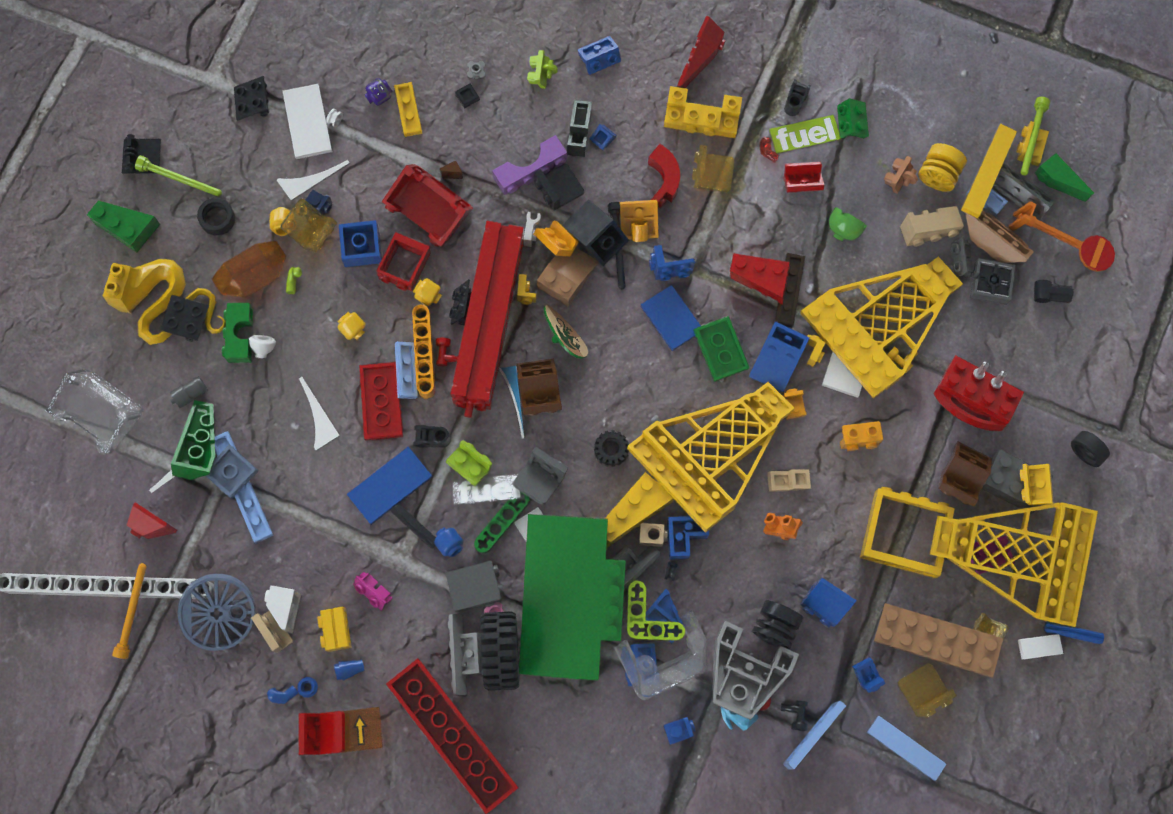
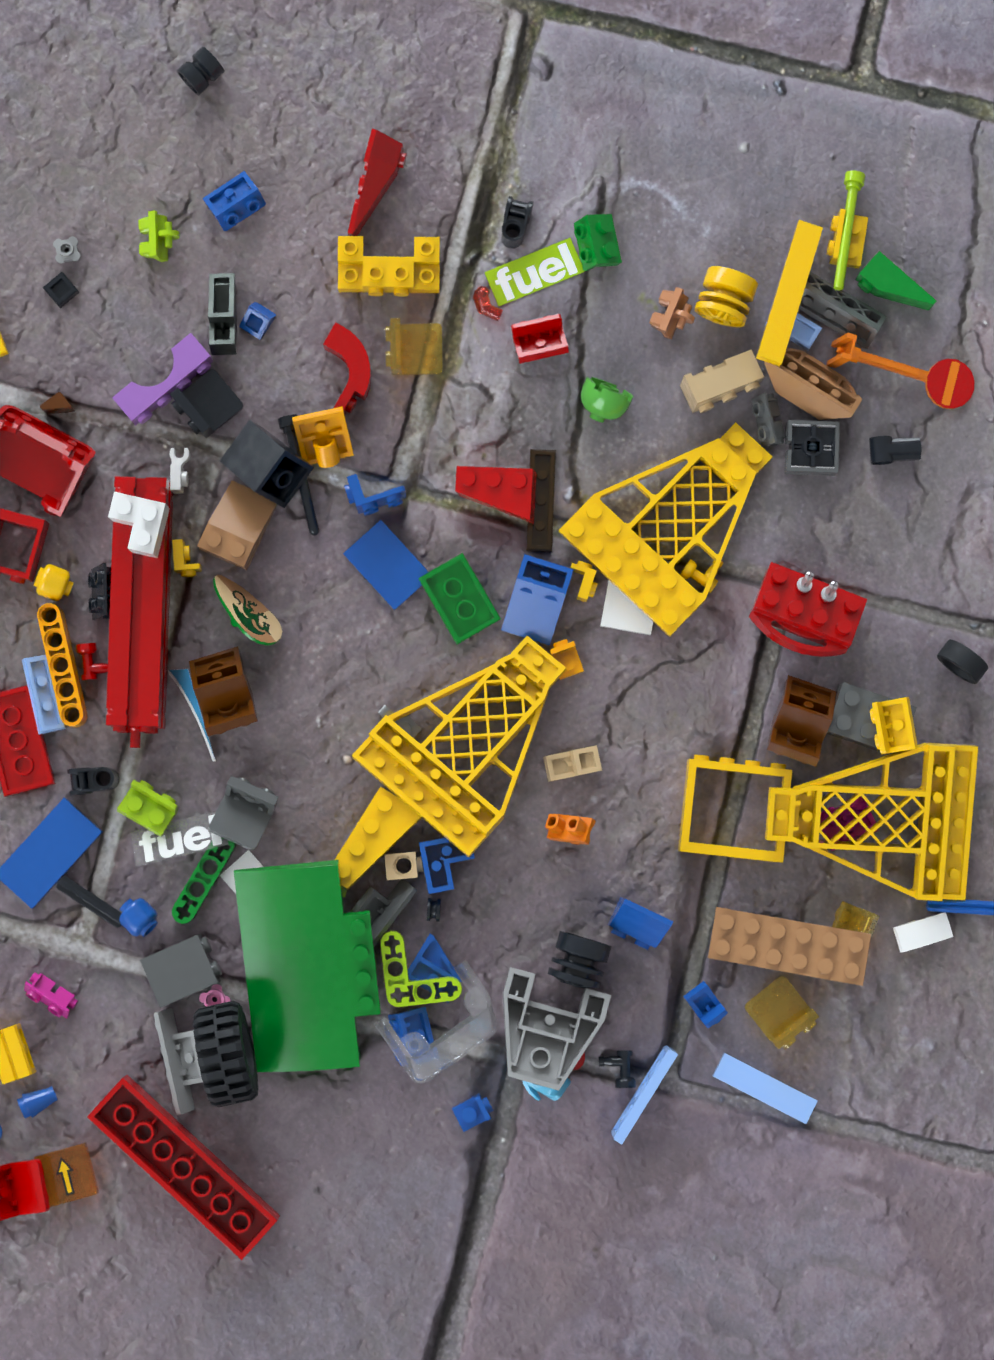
camera: 10 degrees left, 10 degrees up
(504, 250) = (147, 519): none -> white brick
(557, 239) = (215, 483): light orange bracket -> none
(611, 437) = (319, 749): black tyre -> none
(861, 435) = (658, 689): light orange bracket -> none

